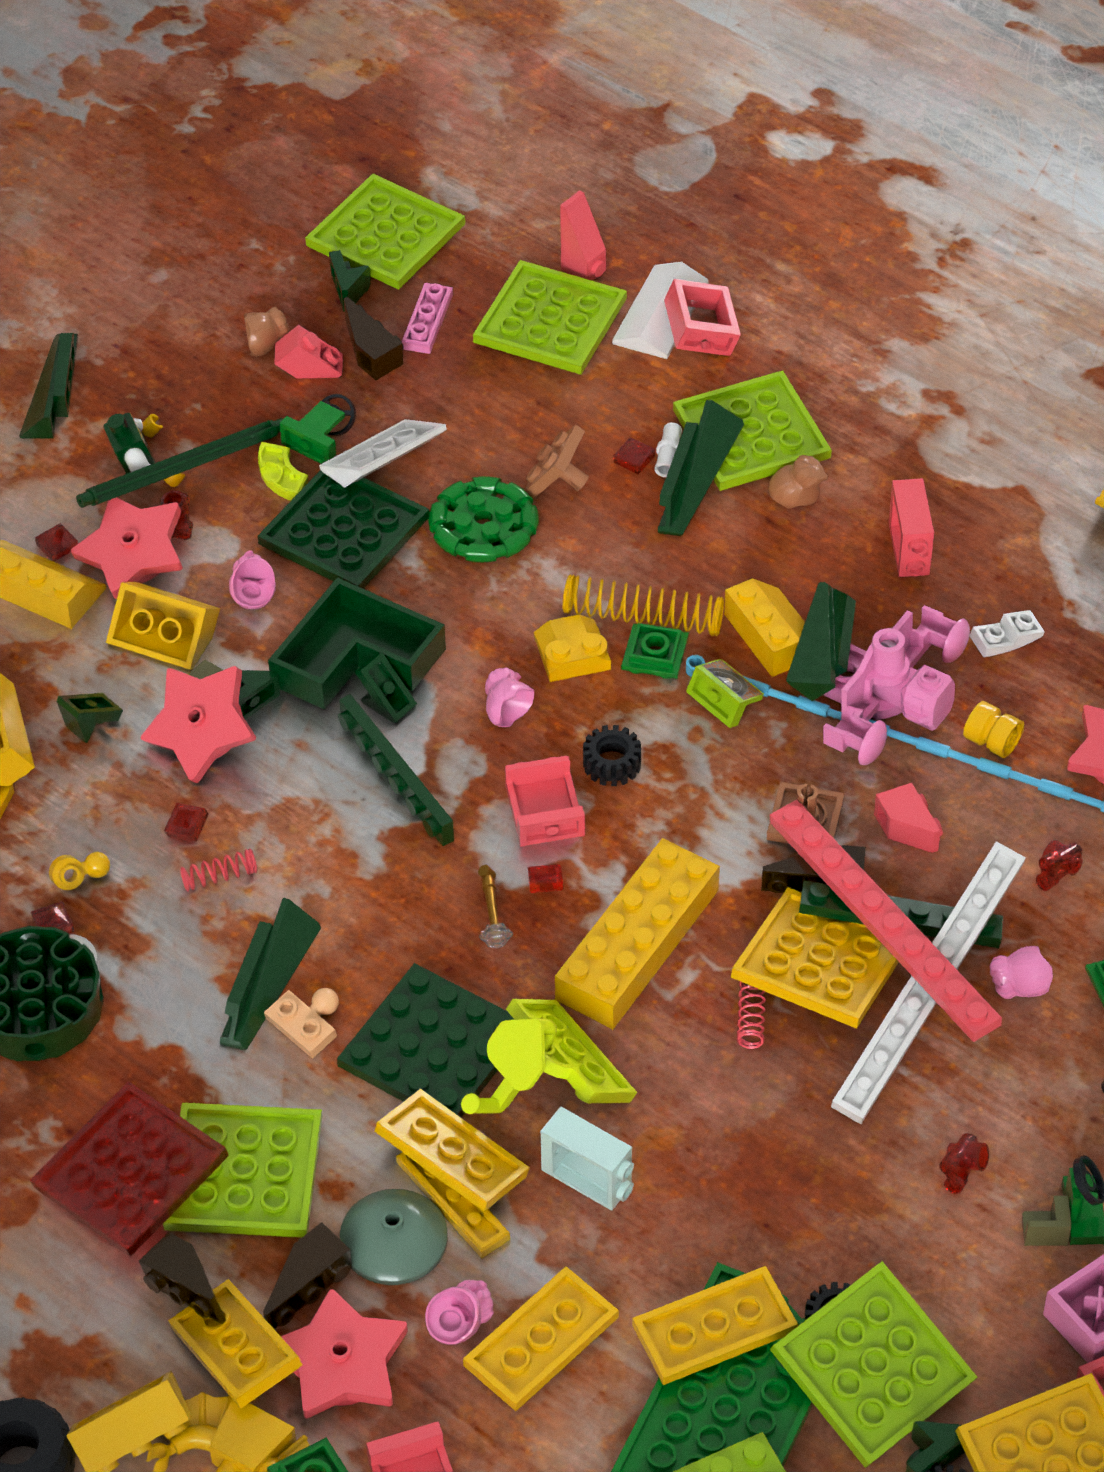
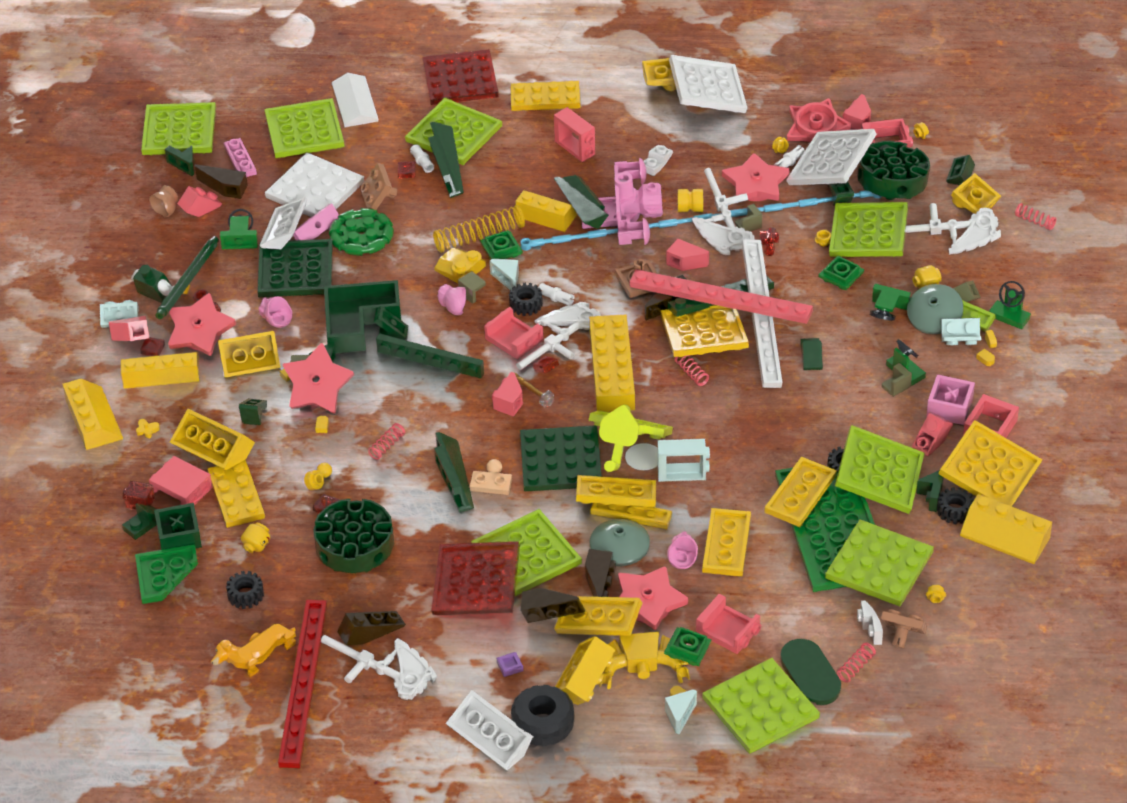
camera: 35 degrees left, 5 degrees down
(47, 500) = (129, 329): none -> coral slope
(53, 389) = (76, 279): dark green wedge -> none
(54, 469) = (117, 311): none -> light aqua bracket
(62, 1337) = (509, 664): none -> medium lavender tile
(162, 791) = (322, 424): none -> yellow piece
(186, 822) = (349, 430): clear red tile -> none
(278, 471) = (235, 261): neon yellow tile -> none
(410, 480) = (321, 220): none -> bright pink tile
(447, 898) = (508, 396): none -> coral slope
(487, 415) = (317, 181): none -> white plate
(544, 1105) = (642, 456): none -> white sticker
(550, 687) = (472, 284): none -> olive panel
(581, 243) = (293, 84): coral slope -> none
(625, 697) = (505, 271): none -> light aqua slope
(649, 818) = (574, 316): none -> white bar
(662, 772) = (556, 294): none -> white pin
(688, 334) = (396, 93): coral window -> none
(722, 691) = (551, 247): lime panel -> none
(797, 483) = (499, 142): nougat hair -> none
(841, 349) = (460, 76): none -> clear red plate
(937, 442) = (545, 95): none -> yellow plate
(956, 1094) = (811, 353): none -> dark green slope
(961, 1159) = (839, 375): clear red plate -> none
(988, 811) = (716, 235): none -> white bar
(1020, 1351) = (932, 434): none -> coral slope
(1021, 974) = (798, 288): bright pink hair -> none
(1059, 816) = (752, 221): none -> olive panel

